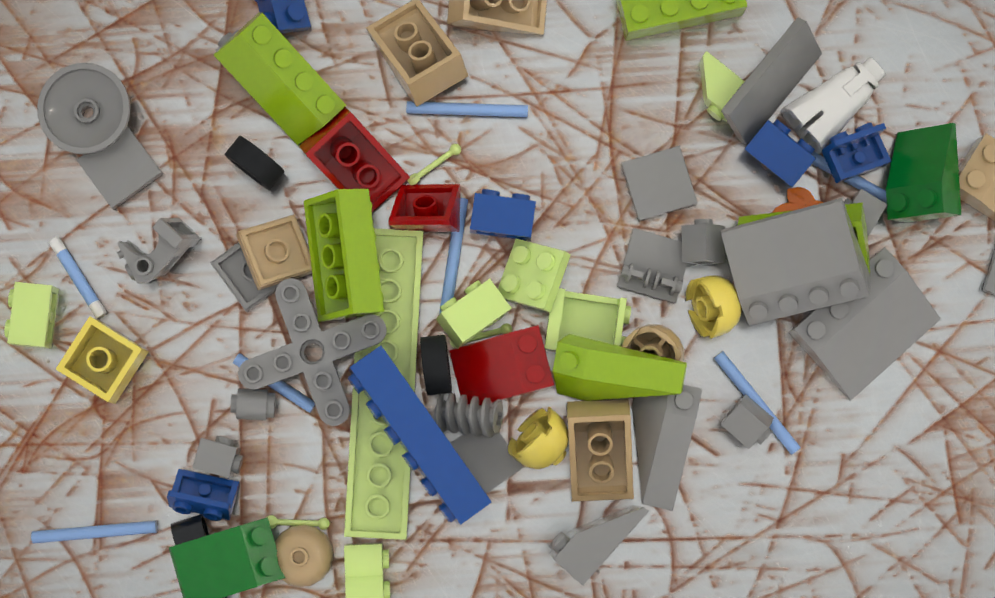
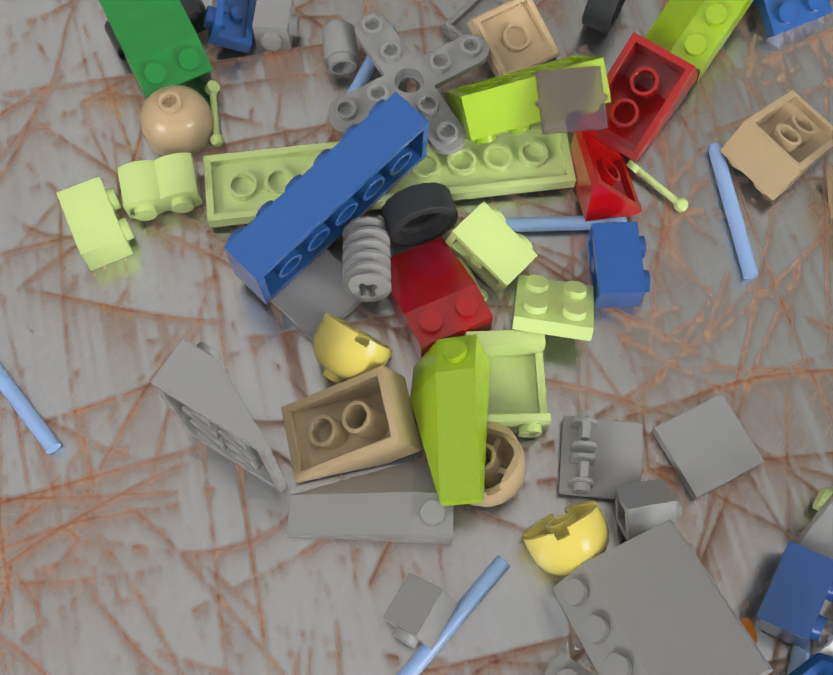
camera: 80 degrees right, 15 degrees down
(369, 223) = (571, 100): none -> piece

